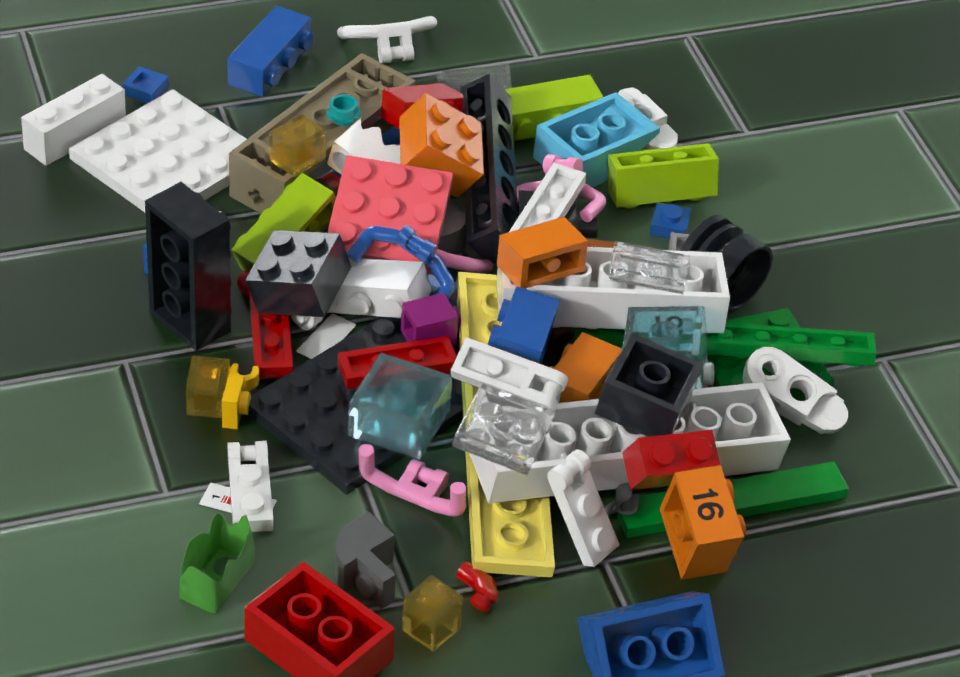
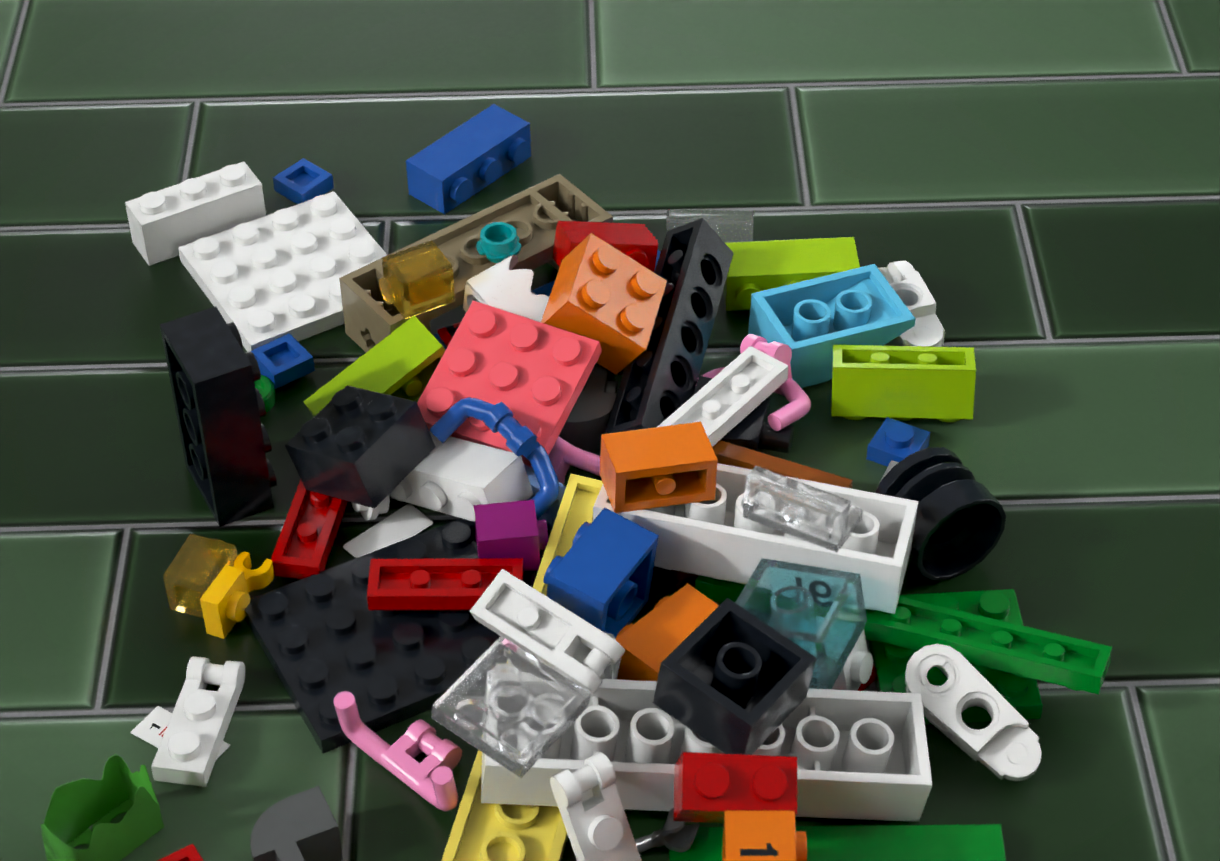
camera: 20 degrees right, 0 degrees up
(384, 31) = (627, 150): white piece -> none
(400, 405) = (411, 644): clear light blue brick -> none

